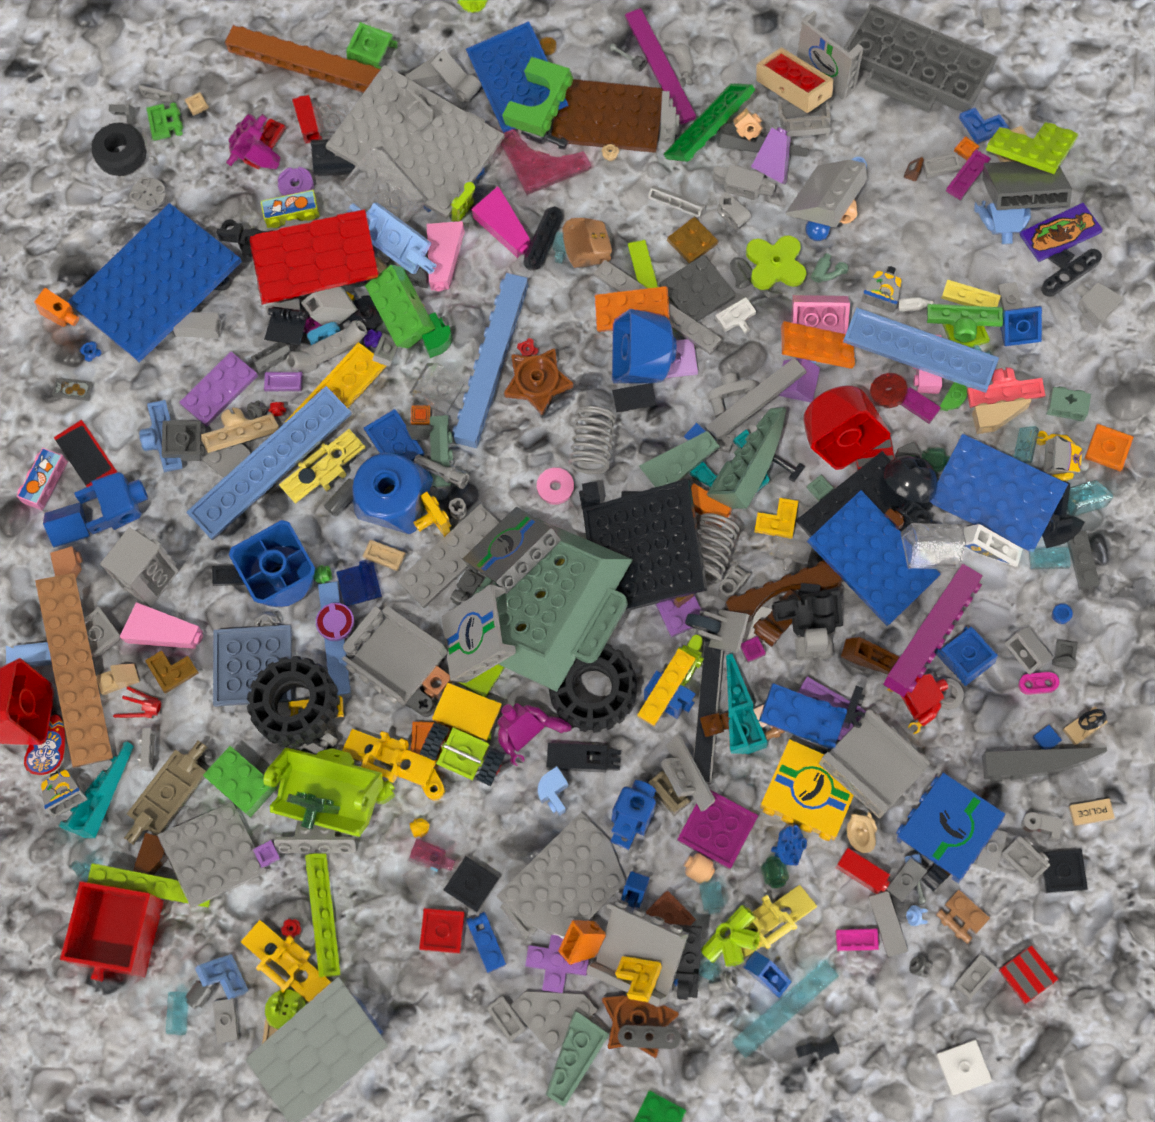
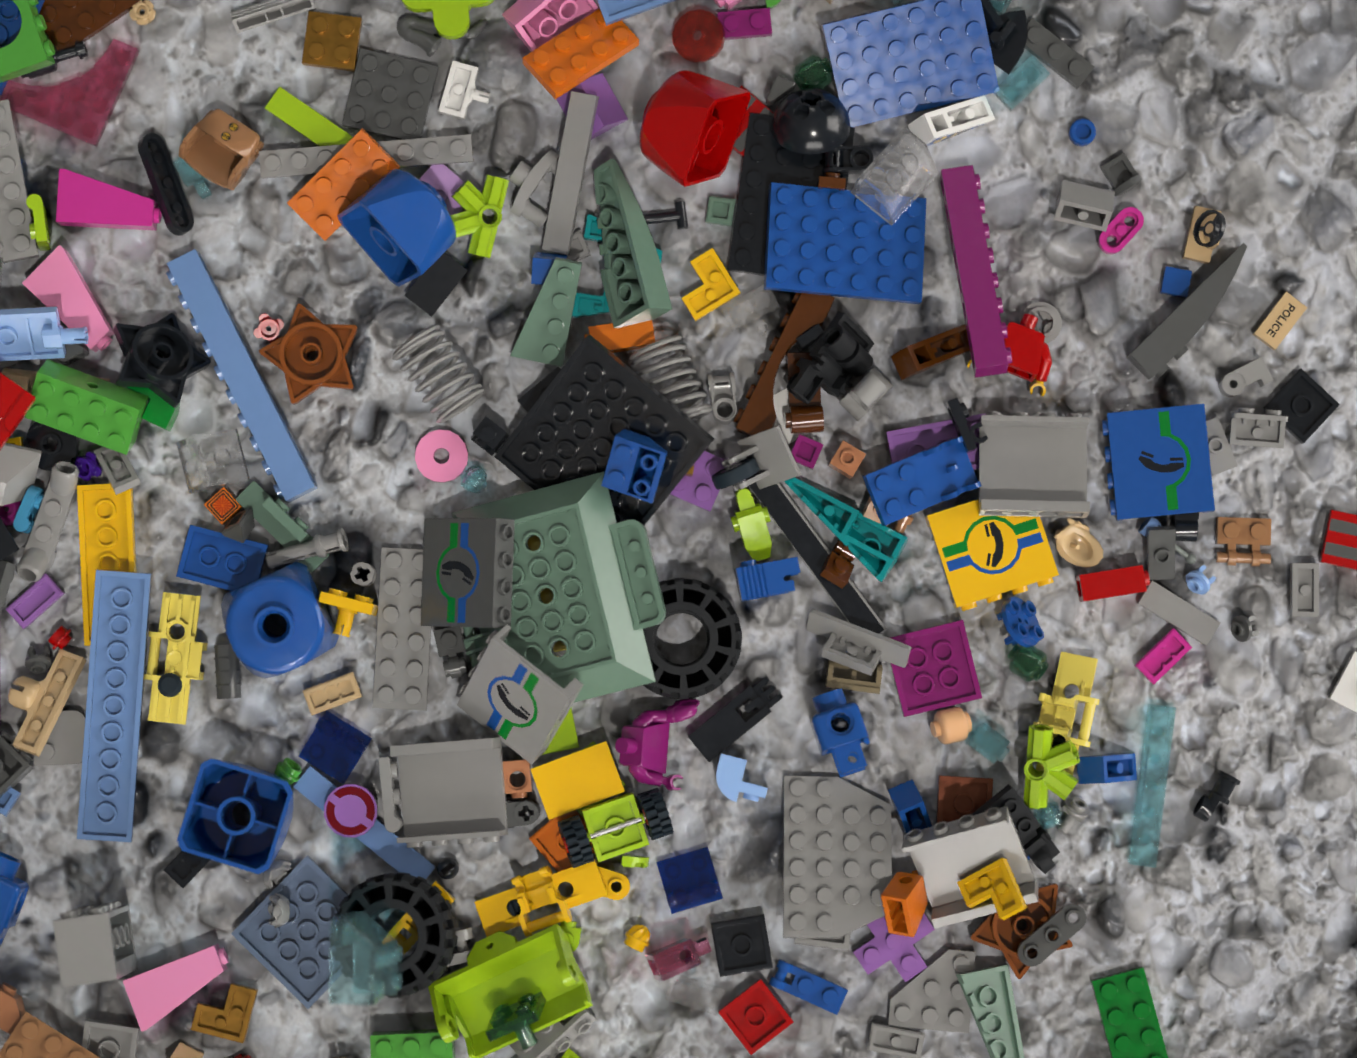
camera: 50 degrees left, 15 degrees up
(248, 637) = (279, 910): none -> light grey plate
(260, 685) = (362, 960): none -> clear light blue windscreen
(356, 702) = (452, 872): none -> black hinge
(455, 783) = (635, 861): none -> lime tile
(457, 313) = (158, 358): none -> black plate
(476, 823) = (689, 880): none -> clear blue hinge
(560, 511) = (474, 479): none -> clear light blue plate
(650, 565) = (634, 465): none -> blue slope
(666, 687) = (763, 577): yellow plate -> none
(690, 374) = (474, 205): none -> lime piece
(771, 672) = (847, 459): none -> nougat brick
(967, 656) = (1028, 265): blue piece -> none

